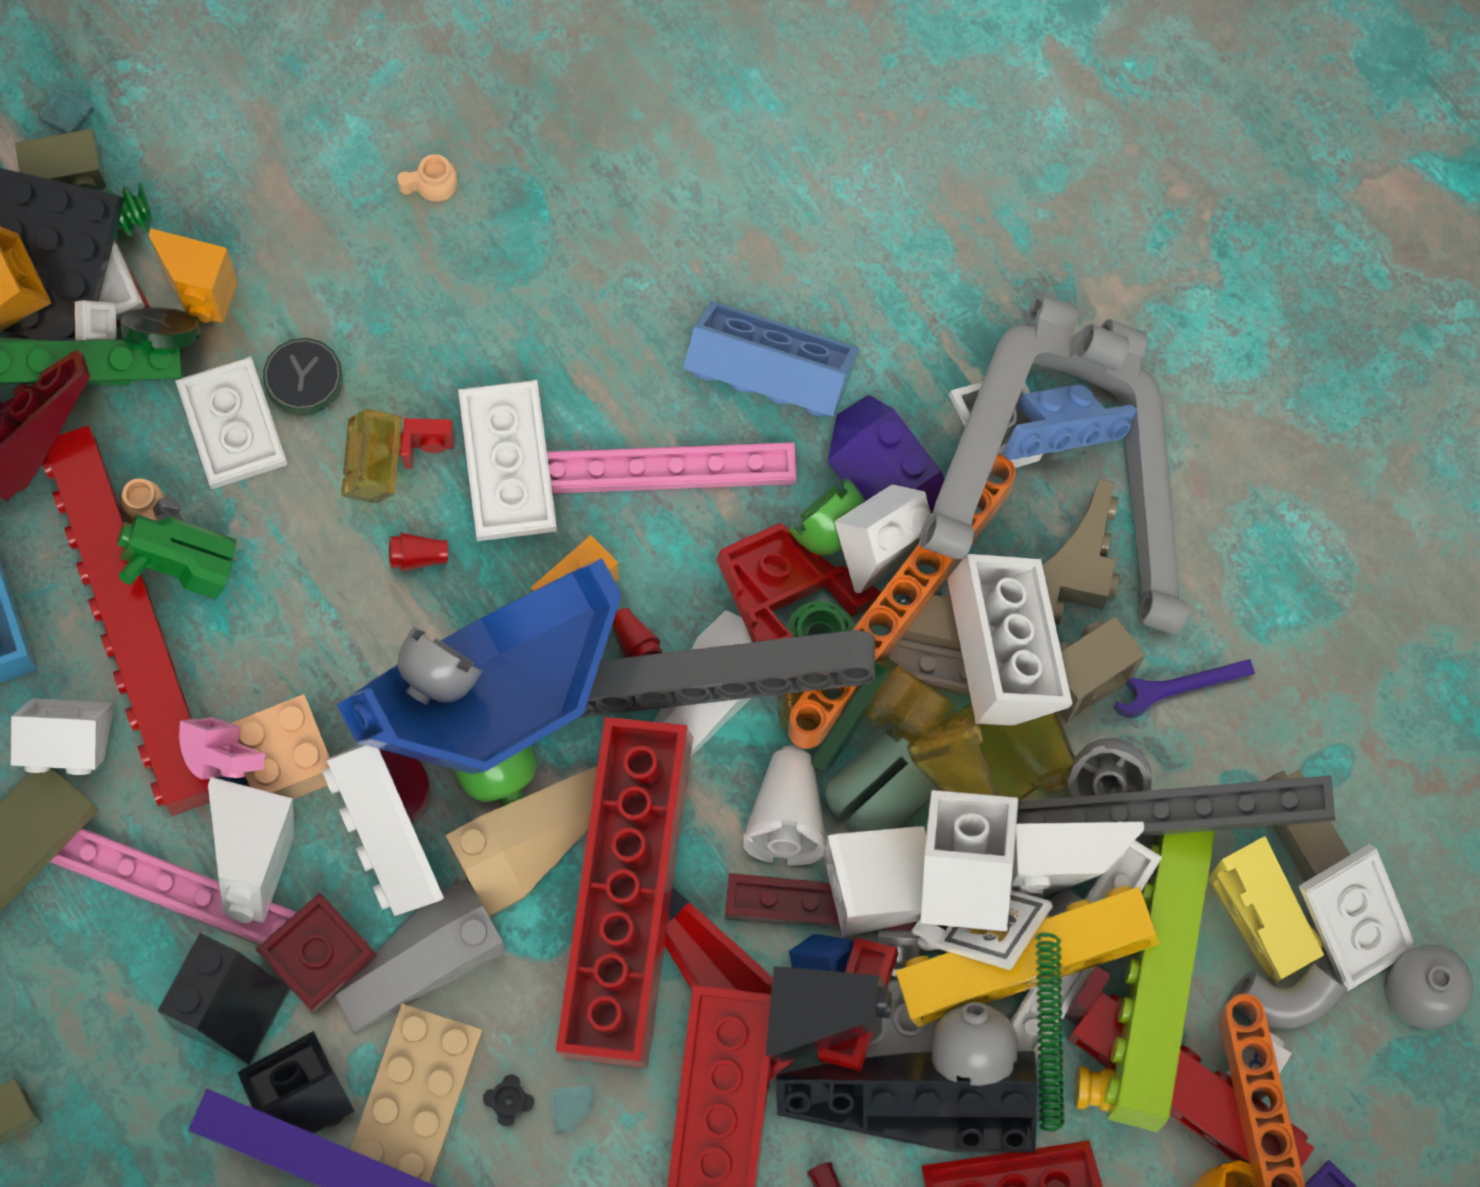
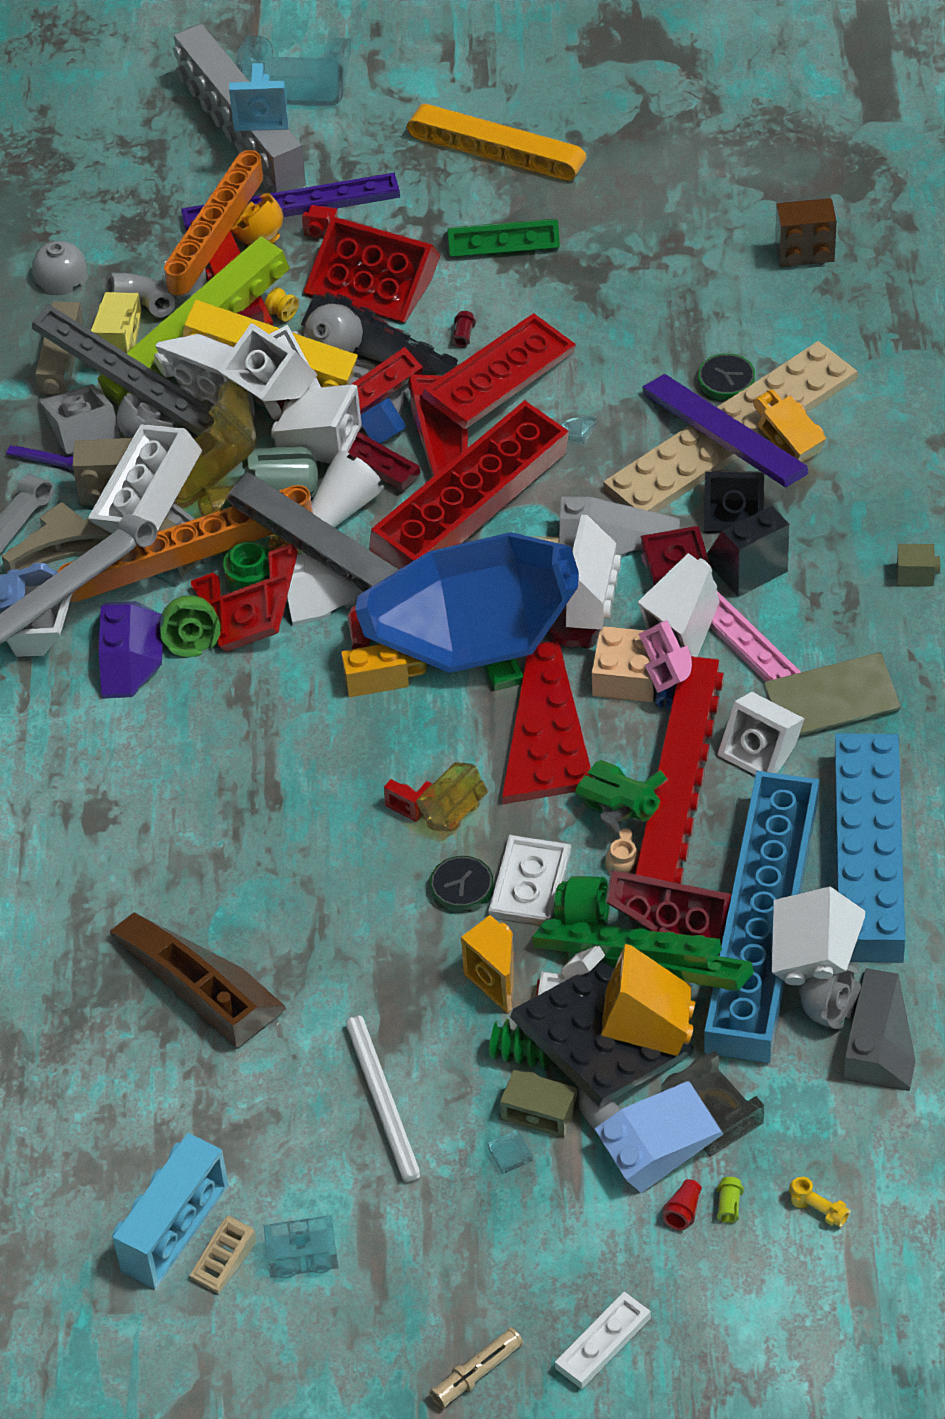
camera: 140 degrees left, 20 degrees down
(145, 404) = (582, 900): none -> green piece
(161, 326) = (540, 944): tile -> none
(230, 98) = (383, 1099): none -> white axle
(317, 604) = (547, 739): none -> red wing
(416, 551) = (463, 738): red cone -> none
(433, 179) = (278, 969): light nougat piece -> none
(435, 669) = (499, 627): light grey cylinder -> none
(501, 115) = (206, 982): none -> reddish brown wedge
(507, 460) = (364, 758): white tile -> none
(508, 1088) = (612, 445): black plate -> none
(672, 467) = (285, 725): bright pink tile -> none
(770, 359) = (144, 737): medium blue slope -> none
(822, 1010) = (405, 357): black slope -> none
(881, 534) = (164, 580): white slope -> none
(1049, 989) = (280, 313): green piece -> none
(1198, 743) = (80, 416): none -> light grey slope
(1357, 916) = (71, 296): white tile -> none

